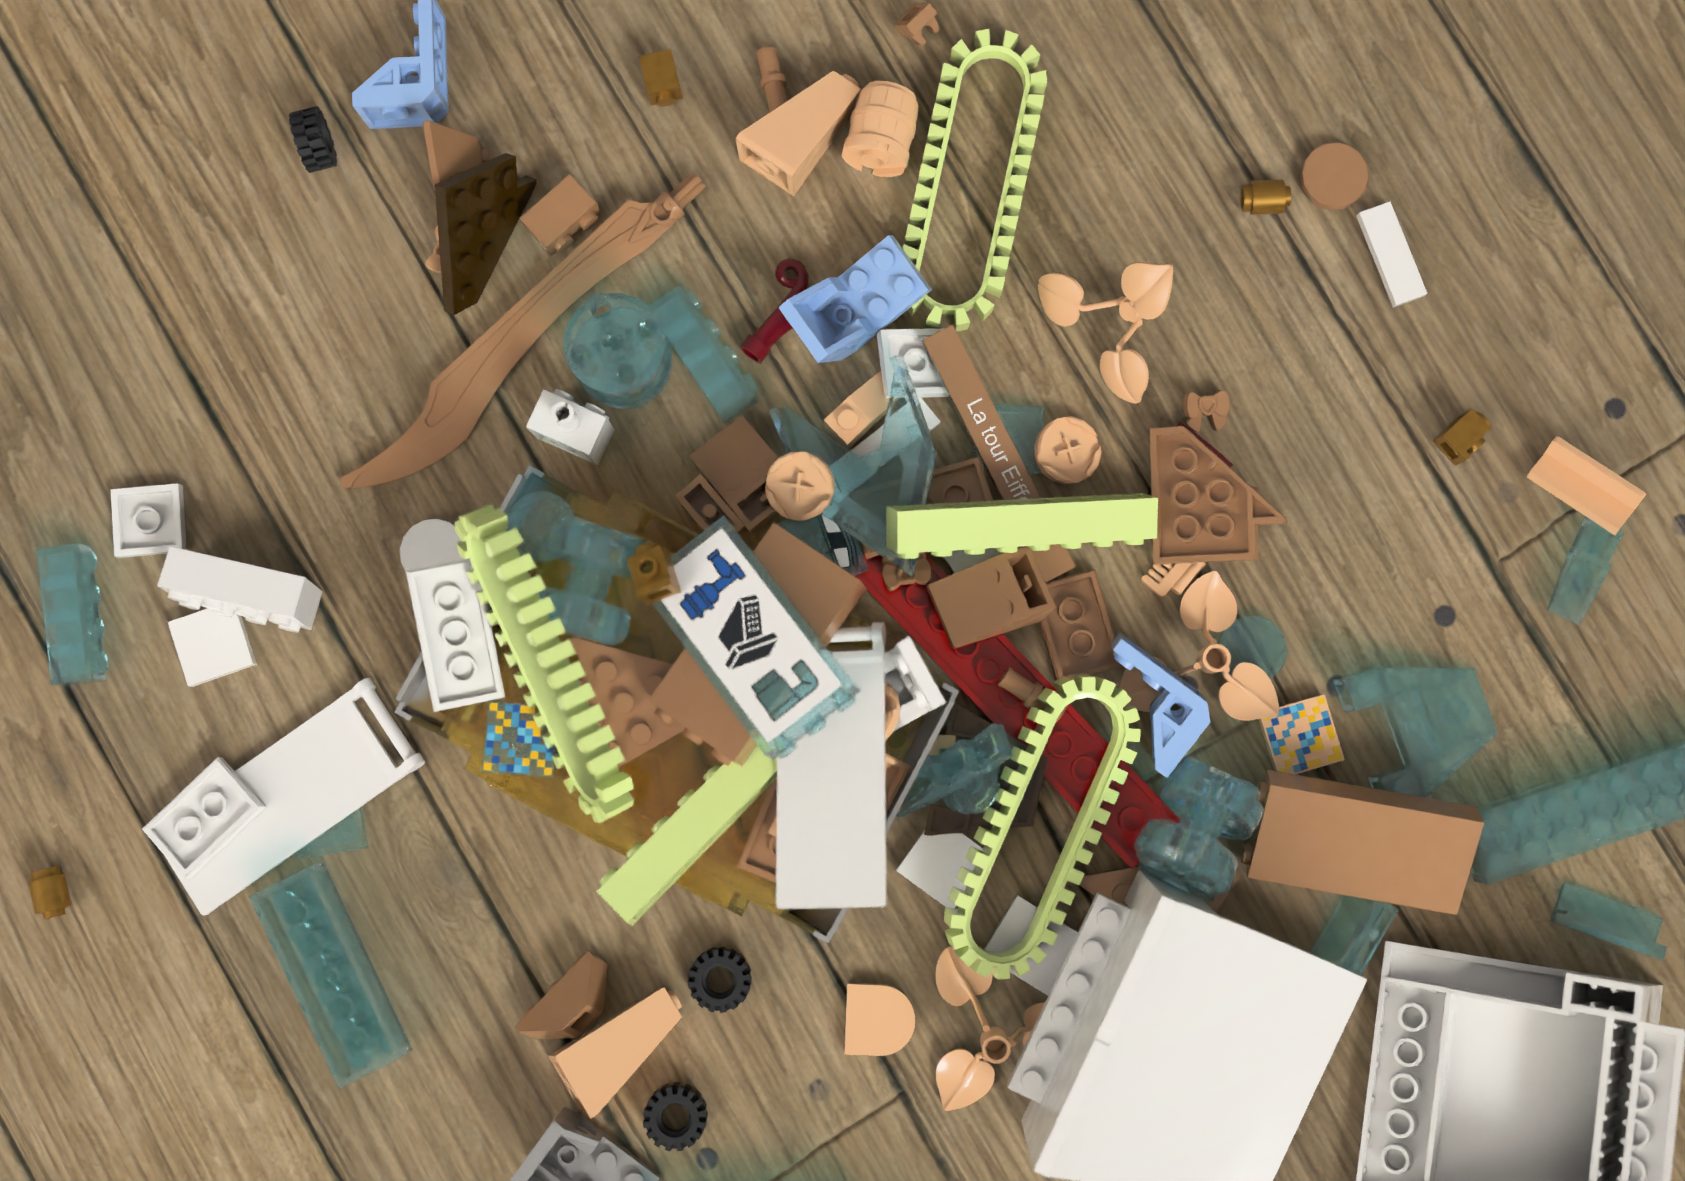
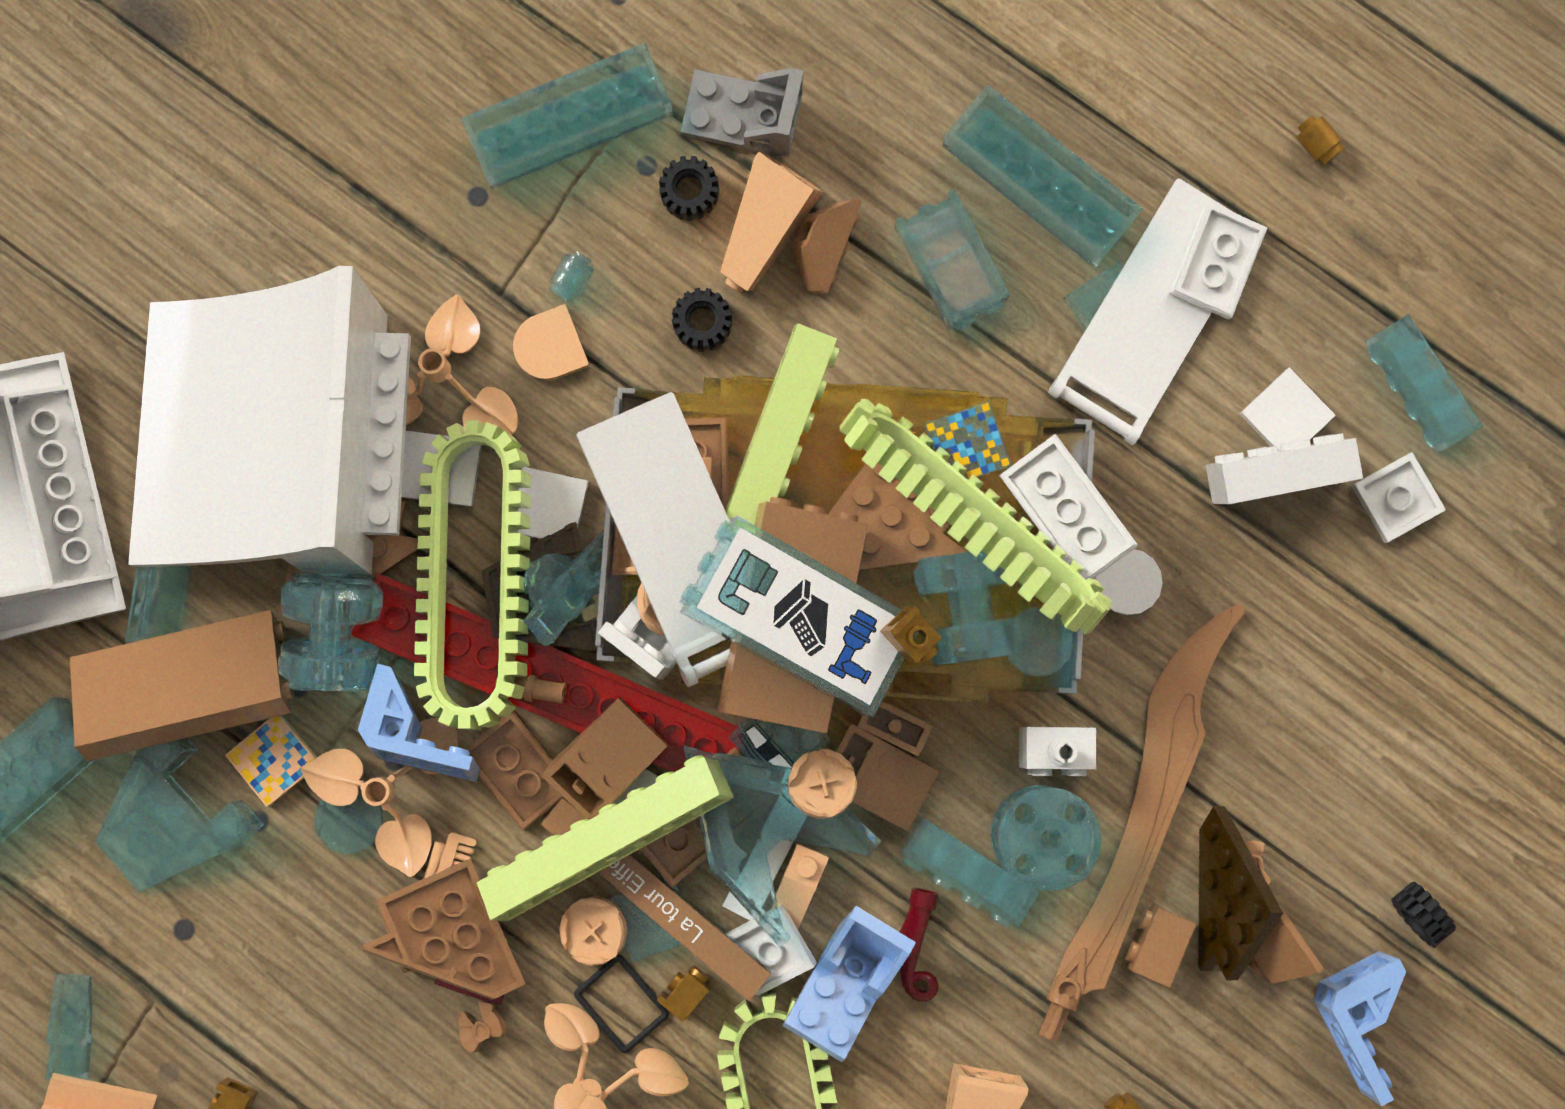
camera: 160 degrees right, 0 degrees up
(455, 929) = (953, 262): none -> door
(827, 1078) = (571, 276): none -> clear light blue brick
(894, 576) = (701, 740): medium nougat piece -> none
(1007, 358) = (685, 993): none -> pearl gold brick
(1095, 366) = (665, 1013): none -> black piece

